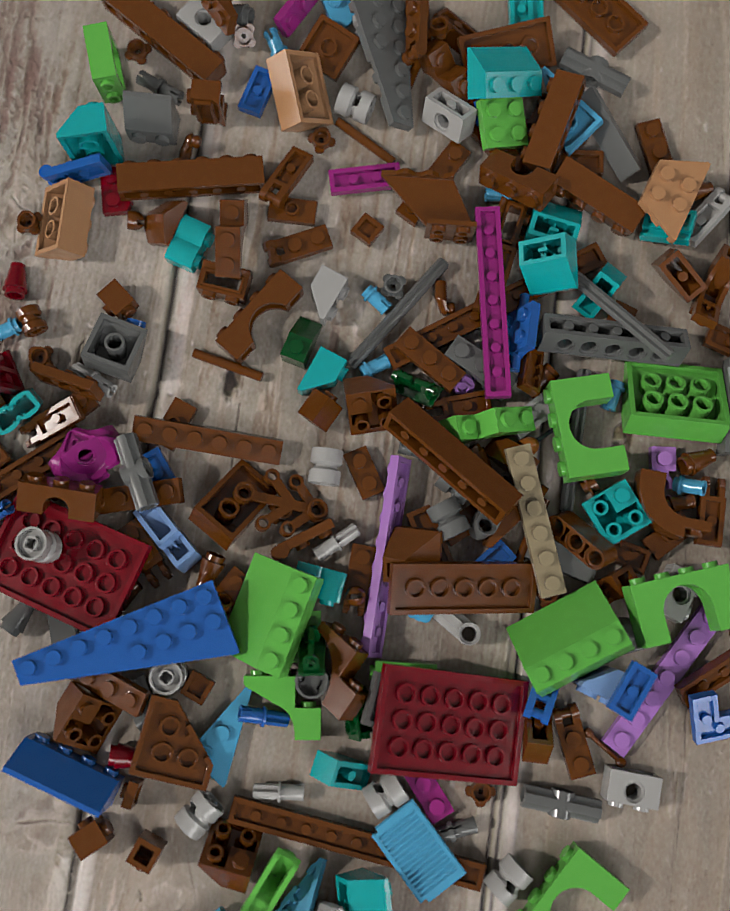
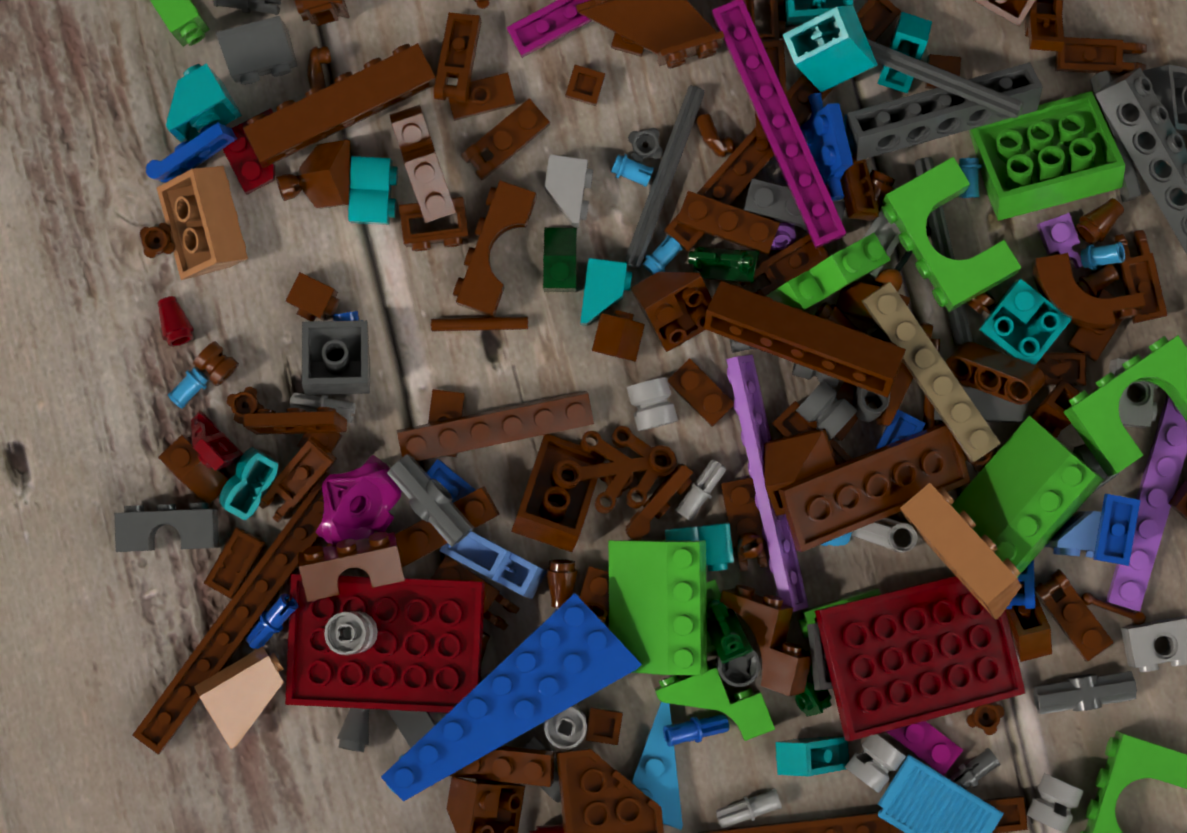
camera: 15 degrees left, 5 degrees up
(510, 661) = (962, 549): none -> medium nougat slope

